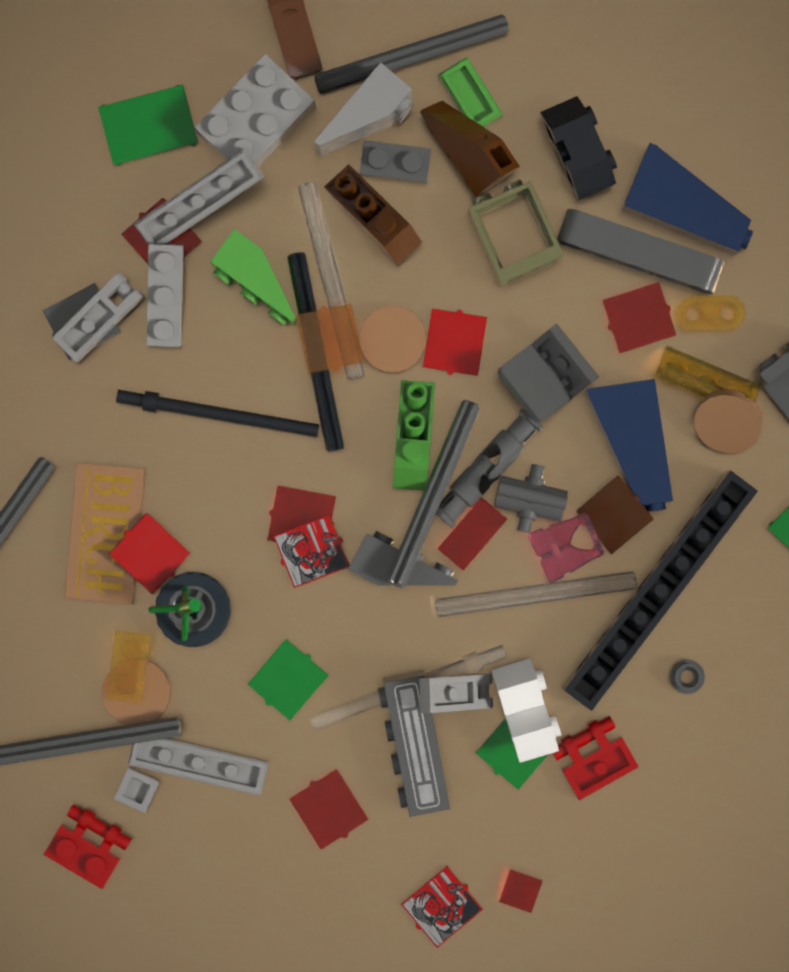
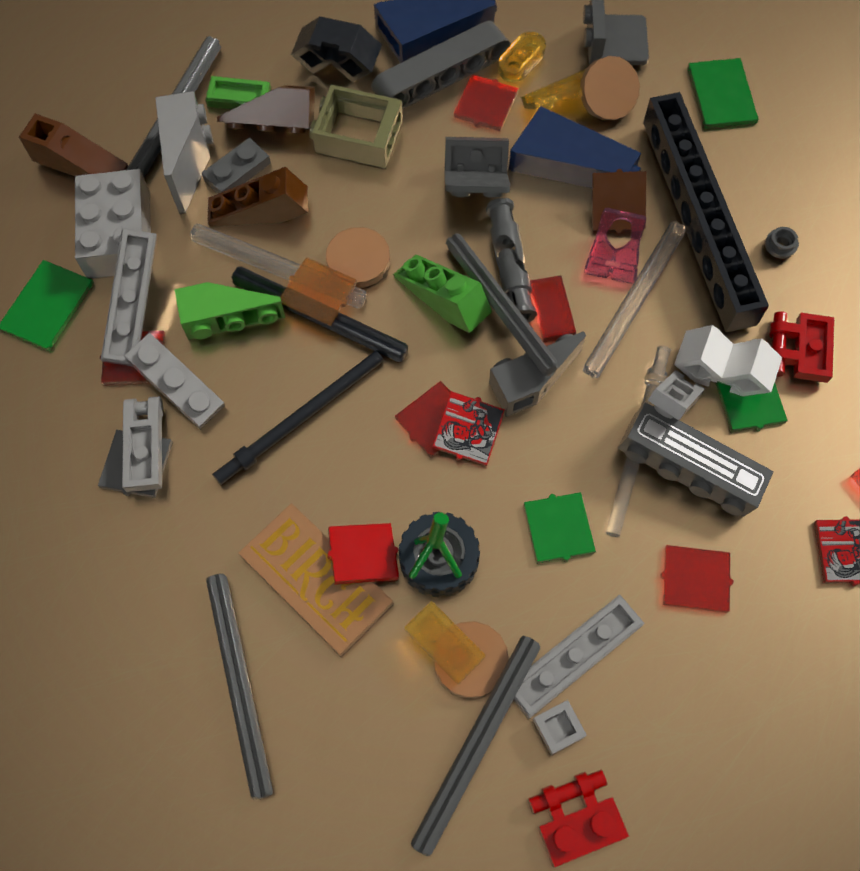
camera: 55 degrees left, 20 degrees down
(454, 342) = (398, 221): red piece -> none
(531, 498) = (560, 245): dark grey pin -> none

